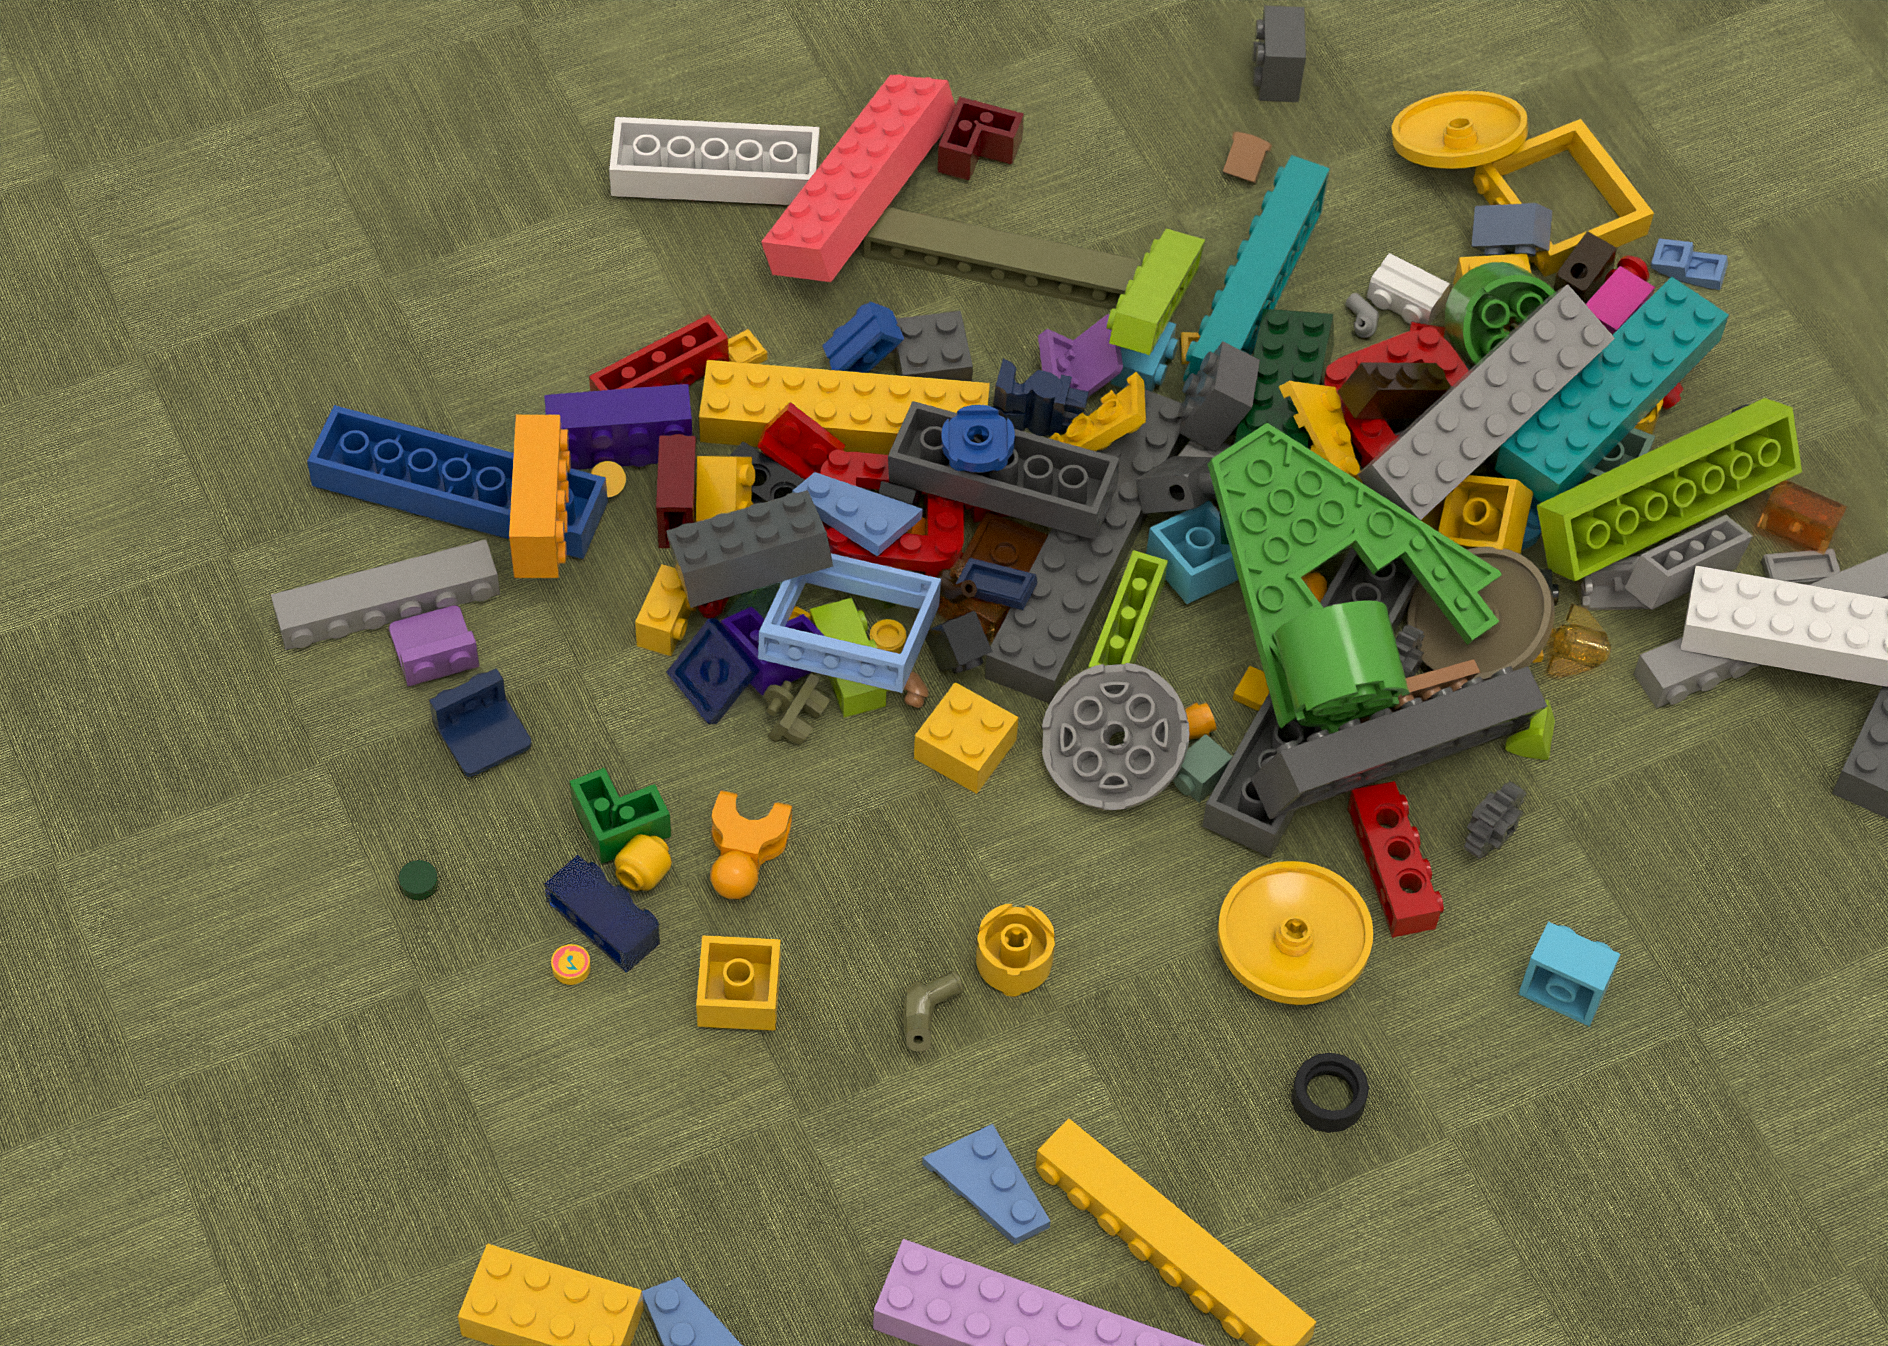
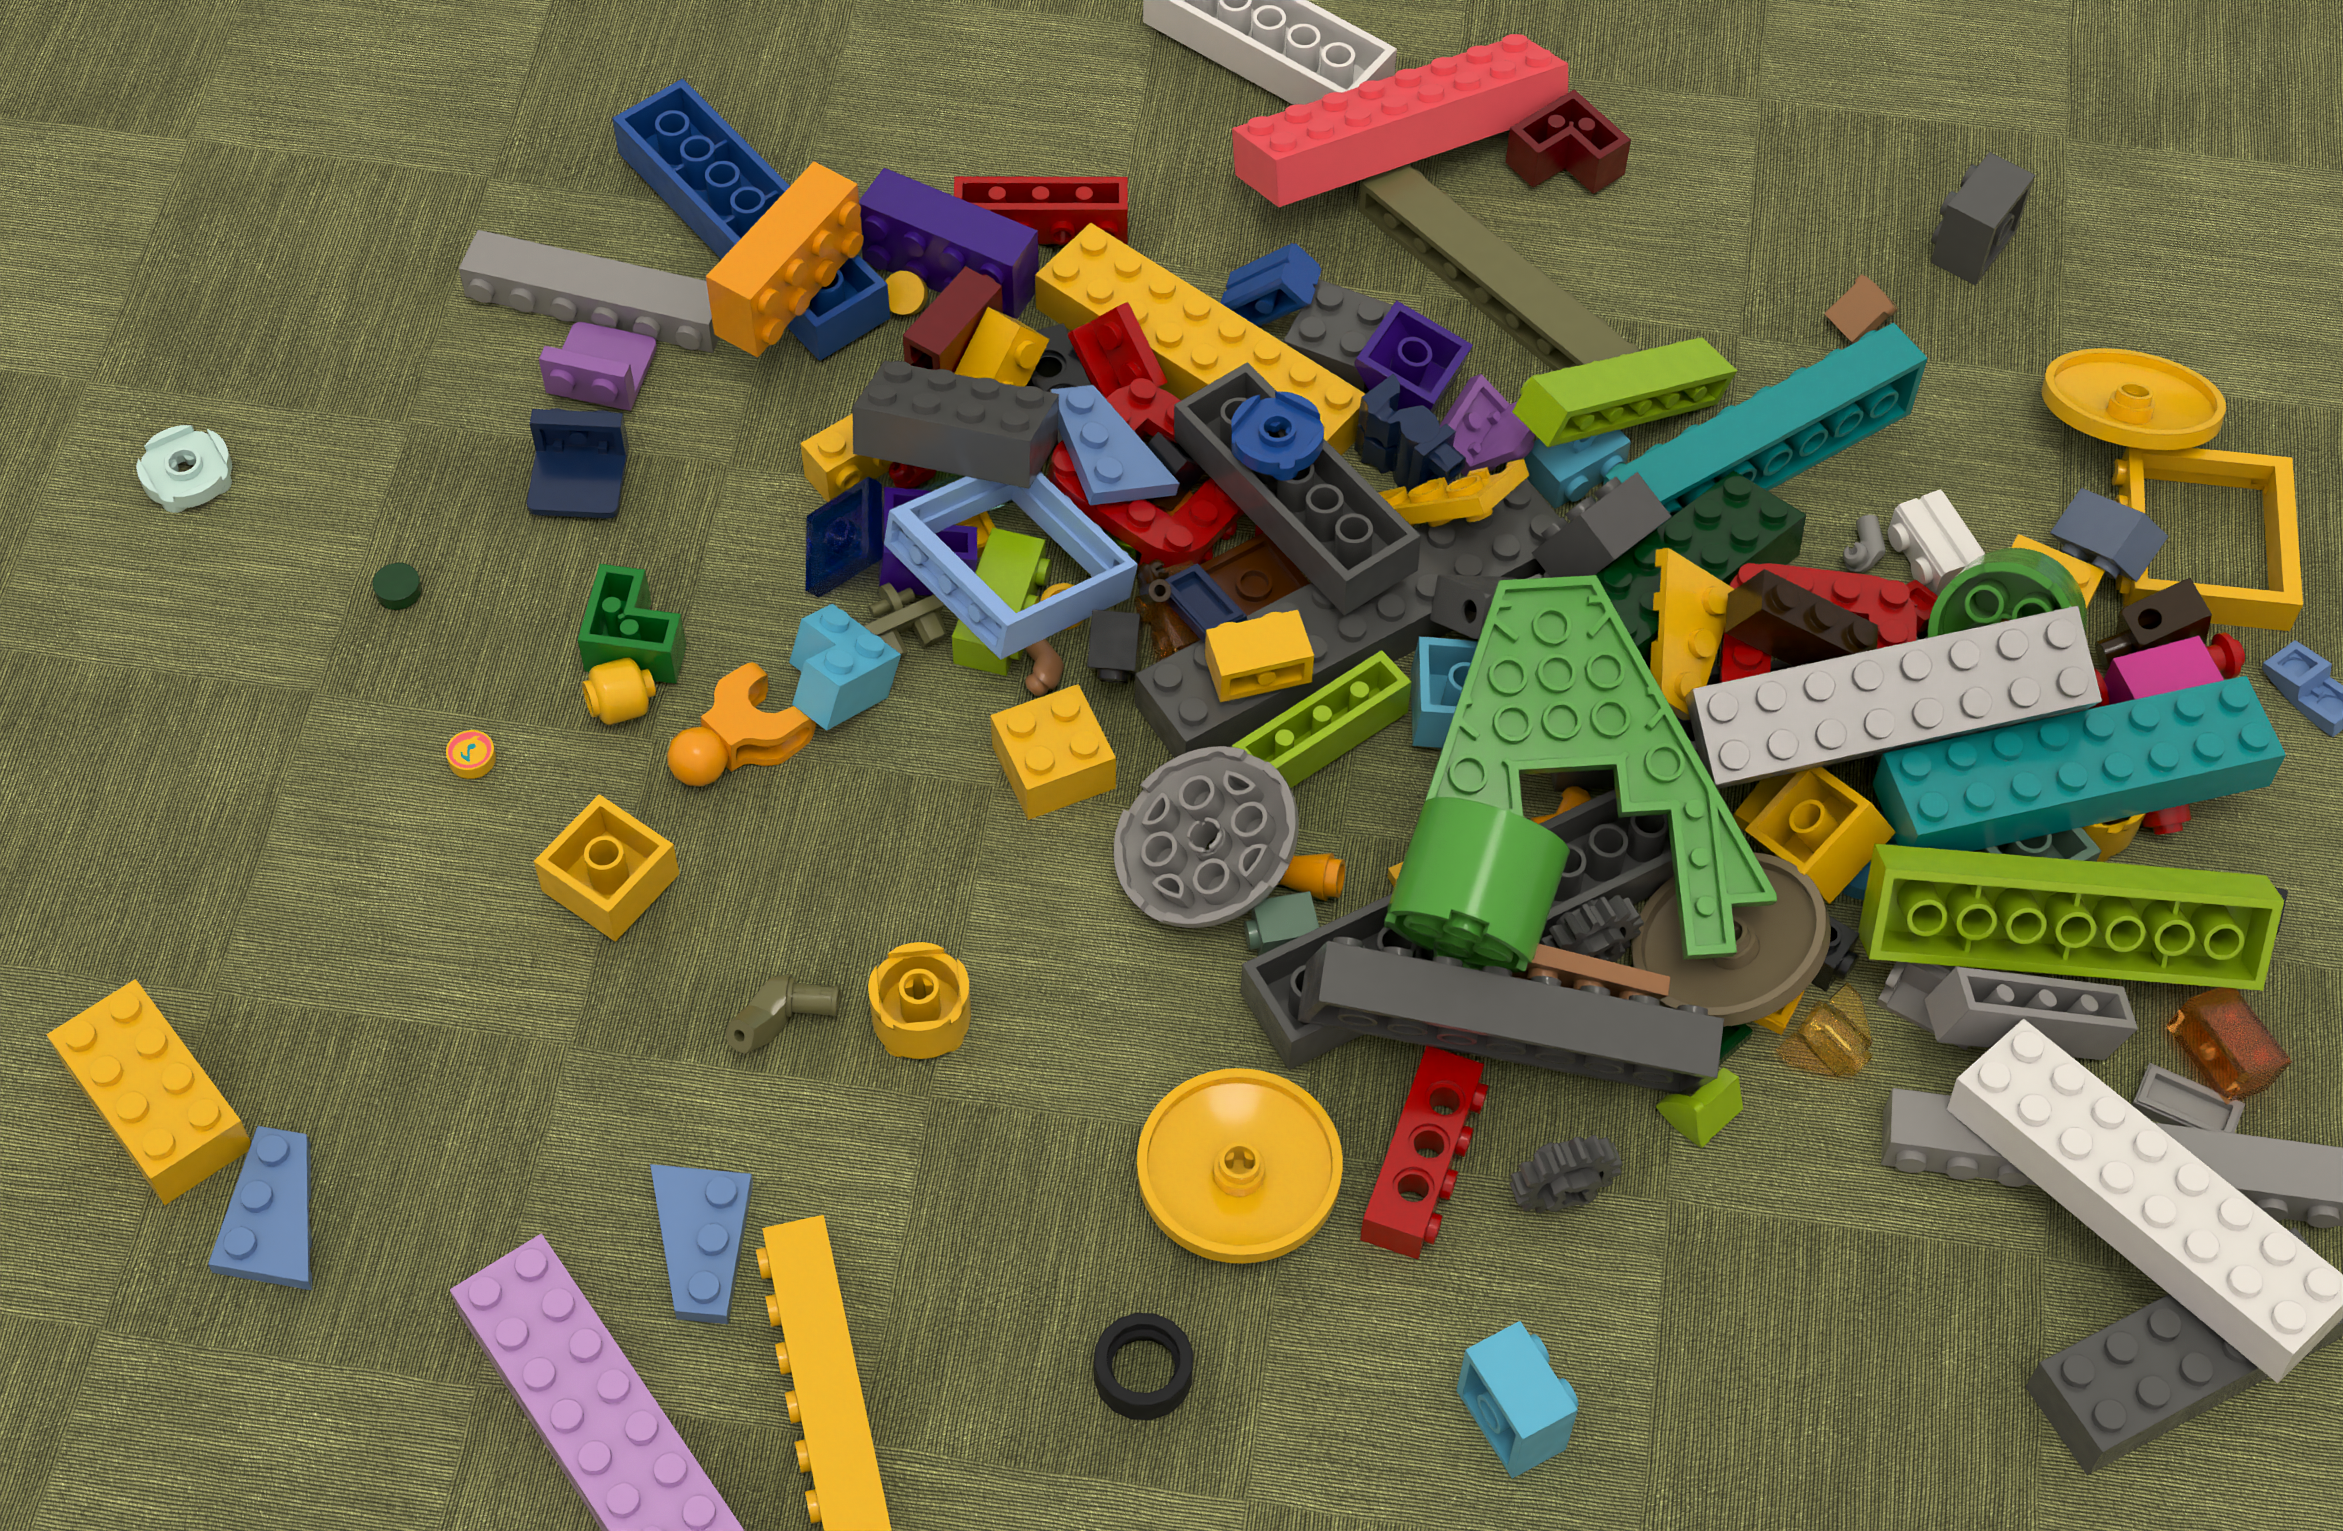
camera: 35 degrees right, 0 degrees up
(195, 902) = (188, 488): none -> light aqua plate
(603, 912) = (540, 719): clear blue brick -> none
(746, 349) = (1152, 238): yellow tile -> none
(782, 756) = (840, 667): none -> medium azure brick
(997, 335) = (1419, 355): none -> dark purple slope
(1065, 596) = (1259, 655): none -> yellow brick

